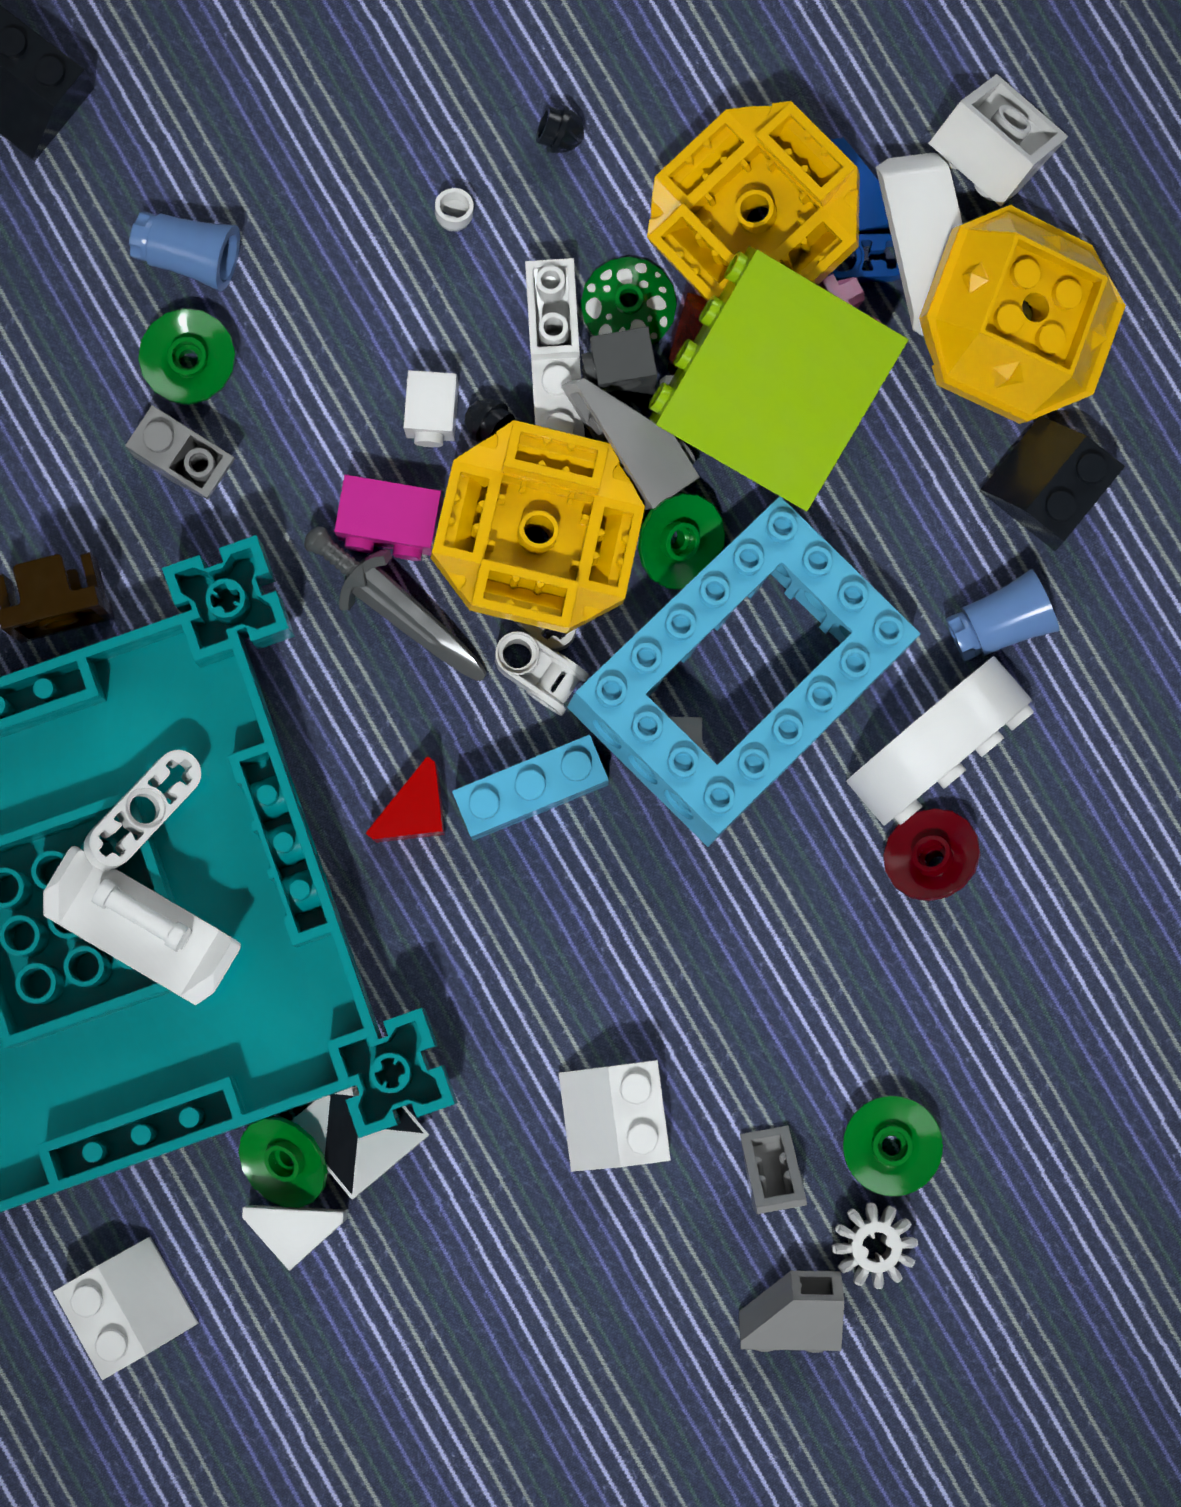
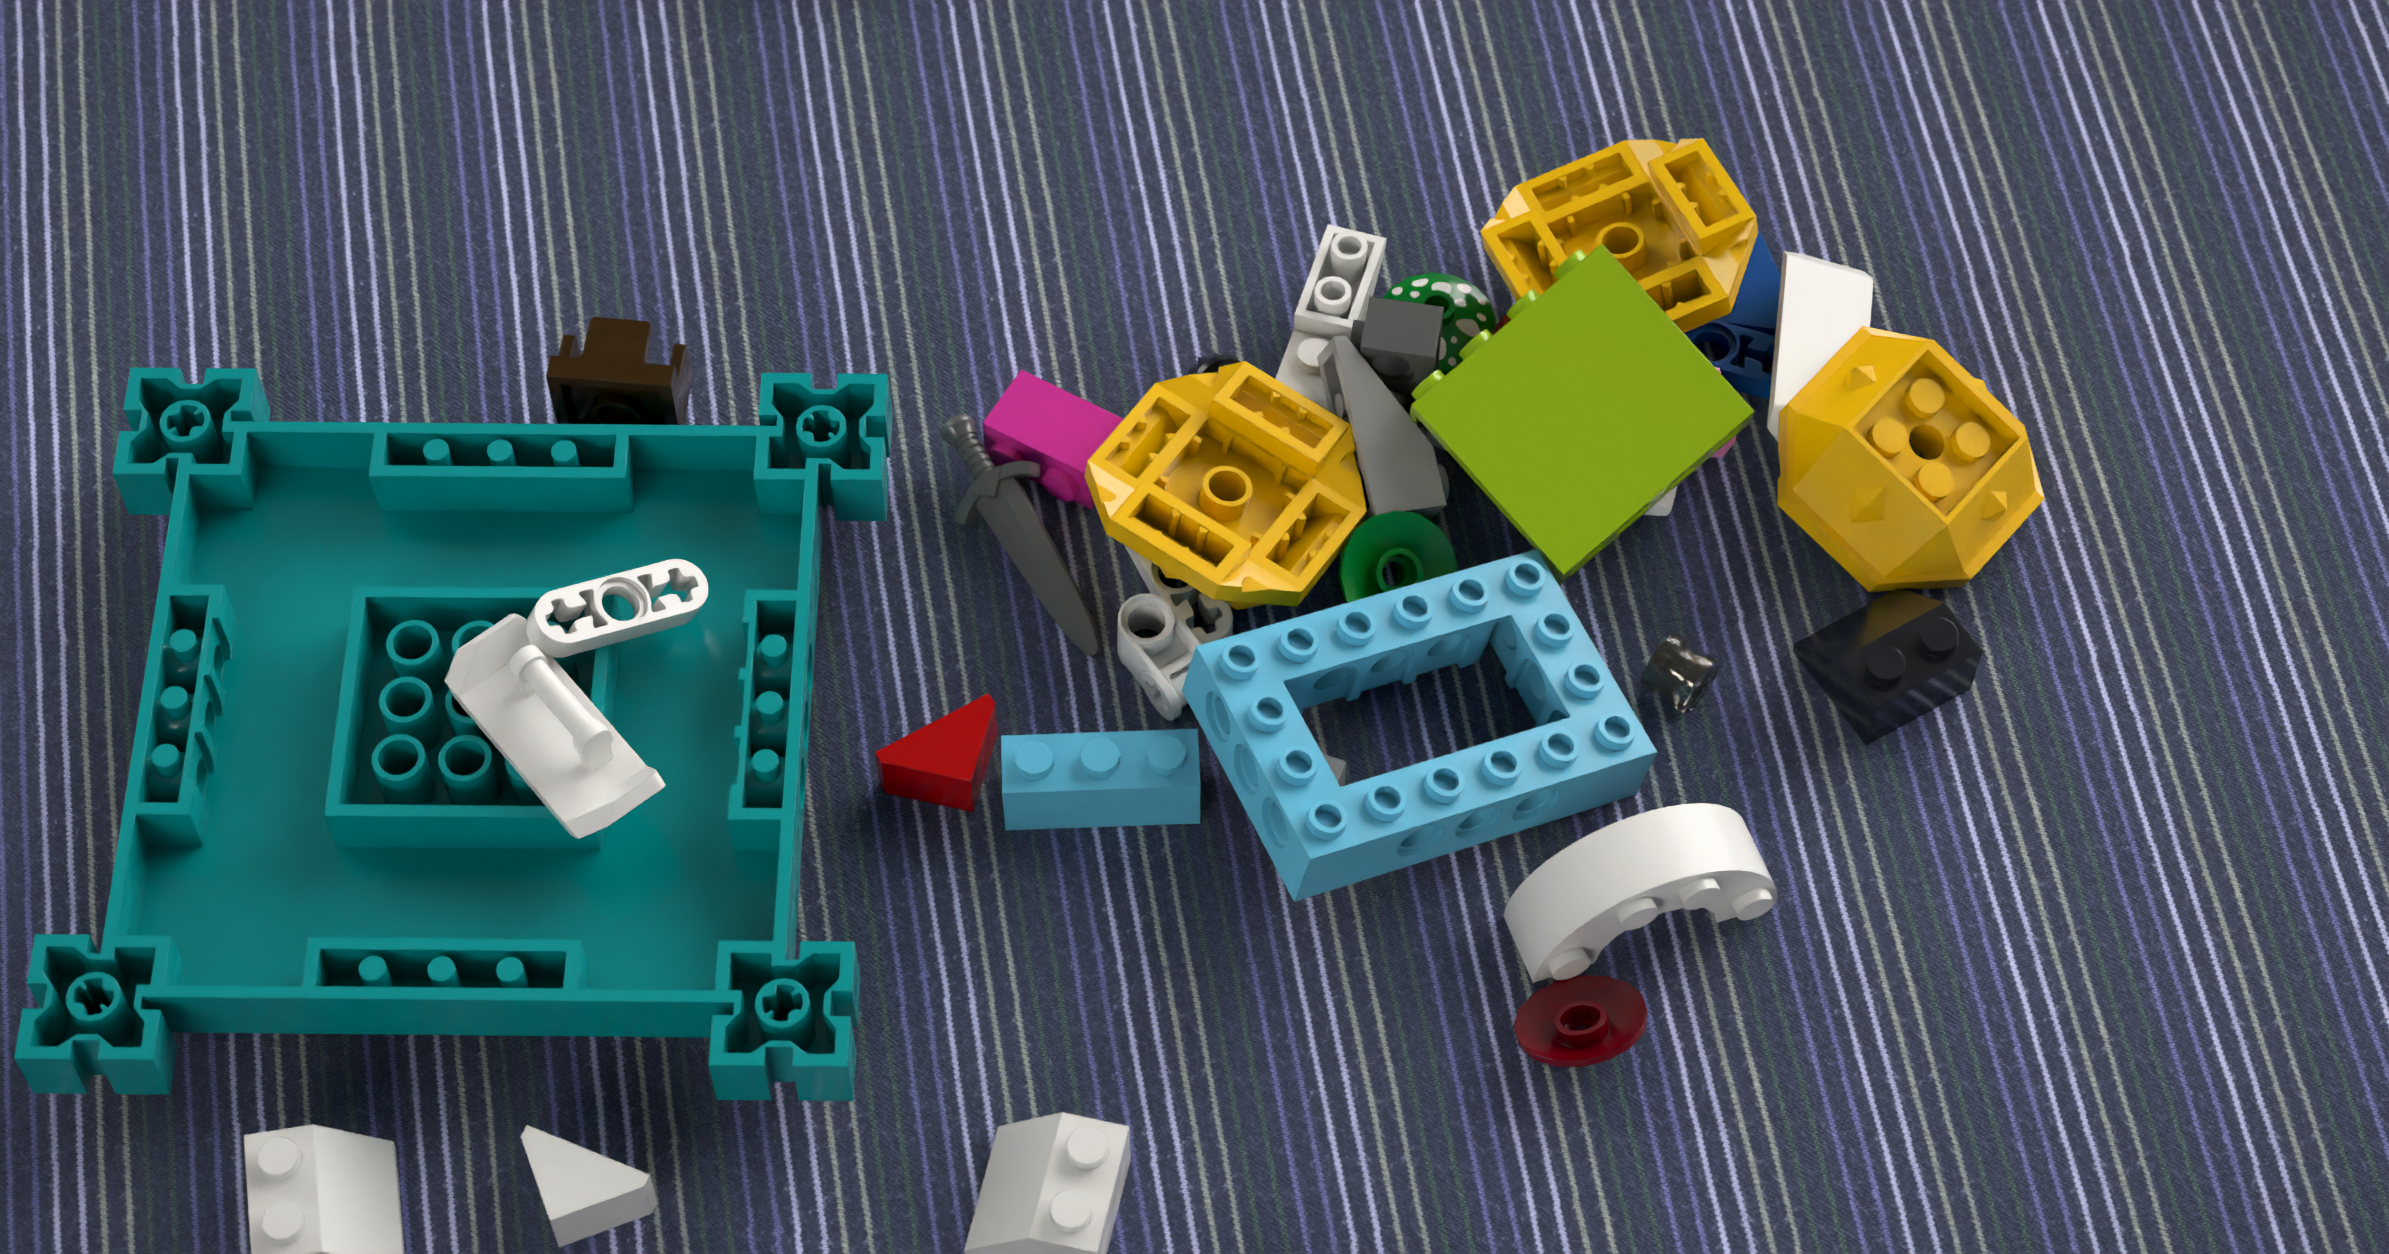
camera: 20 degrees right, 25 degrees down
(179, 453) = (834, 291): light grey slope -> none
(180, 334) = (890, 191): green dish -> none
(187, 247) = (945, 104): medium blue plant -> none
(283, 1162) = (603, 1095): green dish -> none
(351, 1159) = (690, 1119): white piece -> none
(431, 407) = (1154, 342): white brick -> none
(455, 203) = (1267, 162): white hinge -> none
(560, 129) = (1425, 122): black plate -> none
(910, 549) = (1680, 673): none -> clear smoke wheel
(997, 140) = (1942, 281): white slope -> none
(1003, 618) = (1774, 781): medium blue plant -> none

